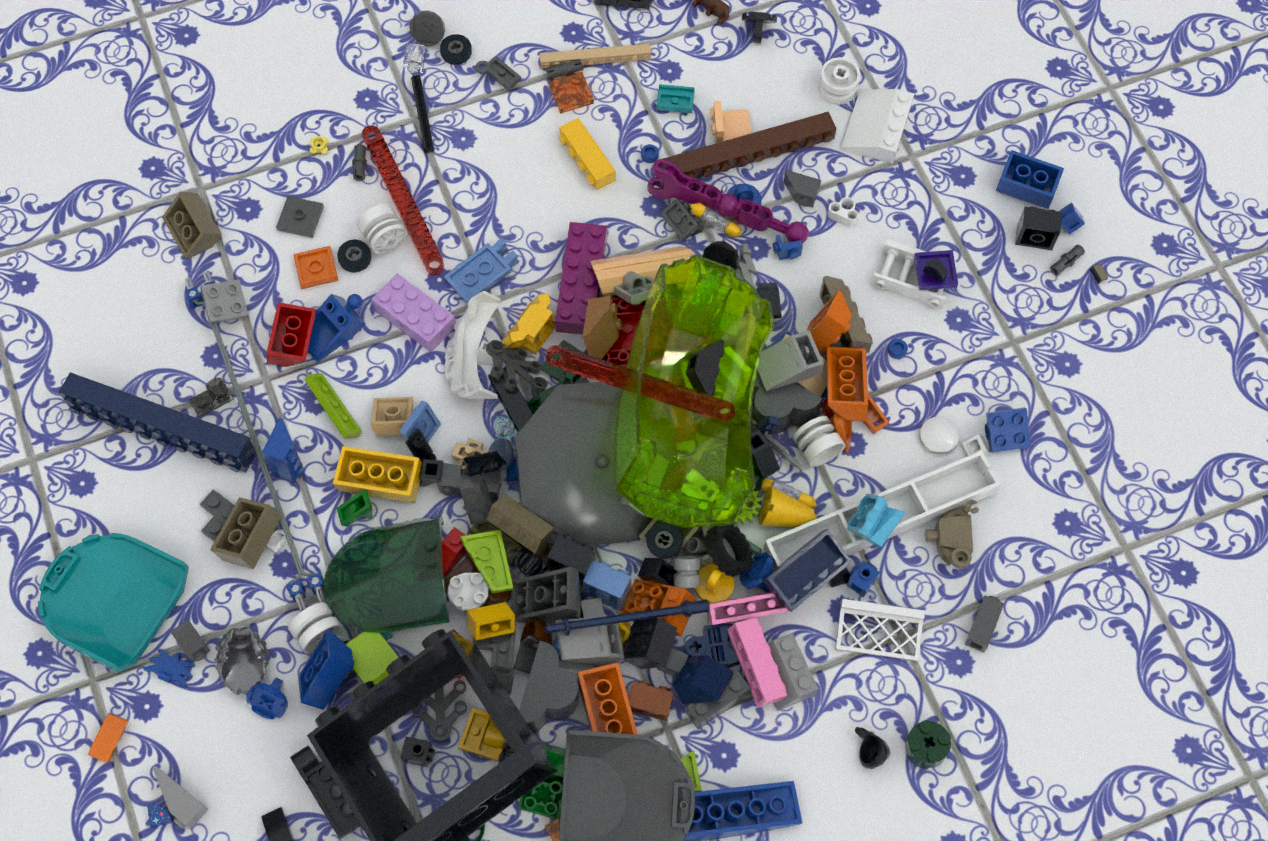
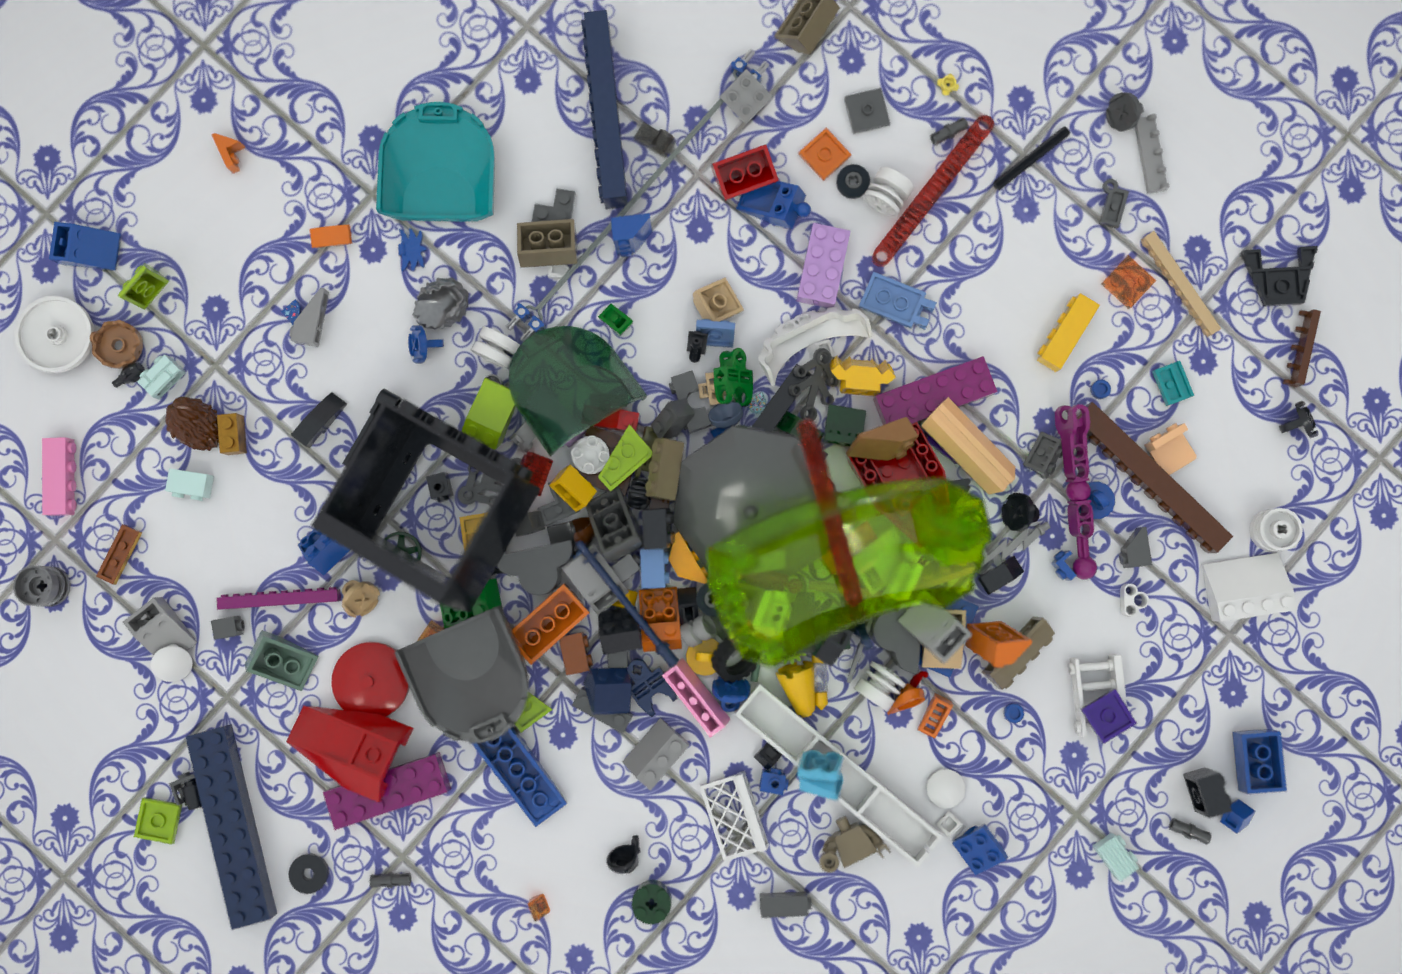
camera: 65 degrees right, 20 degrees up
(190, 641) = (435, 254): dark grey slope -> none
(325, 671) = (462, 376): blue slope -> none
(333, 405) = (700, 246): lime plate -> none
(379, 473) = (654, 322): yellow brick -> none
(412, 640) = (523, 437): none -> light grey piece
(414, 58) = (1085, 117): clear brick -> none
(430, 472) = (677, 358): black slope -> none
(455, 41) = (1118, 159): black bush -> none
(469, 430) = (733, 374): none -> green piece
(476, 29) = (1151, 154): none -> light grey hinge
(487, 461) = (708, 412): black hinge -> none
(564, 69) = (1149, 263): dark grey pin -> none
(620, 555) = (685, 562): none -> light orange slope
(634, 293) = (941, 455): light grey plate -> none
(704, 367) = (884, 558): black slope -> none
(716, 220) = (1058, 487): piece -> none
(757, 662) = (648, 728): bright pink brick -> none
(807, 570) = (748, 734): dark blue slope -> none
(847, 382) = (948, 687): orange slope -> none
(935, 269) = (1105, 719): black slope -> none
(1063, 325) = (1116, 857): none -> light aqua brick
(1099, 273) = (1191, 866): dark tan piece -> none

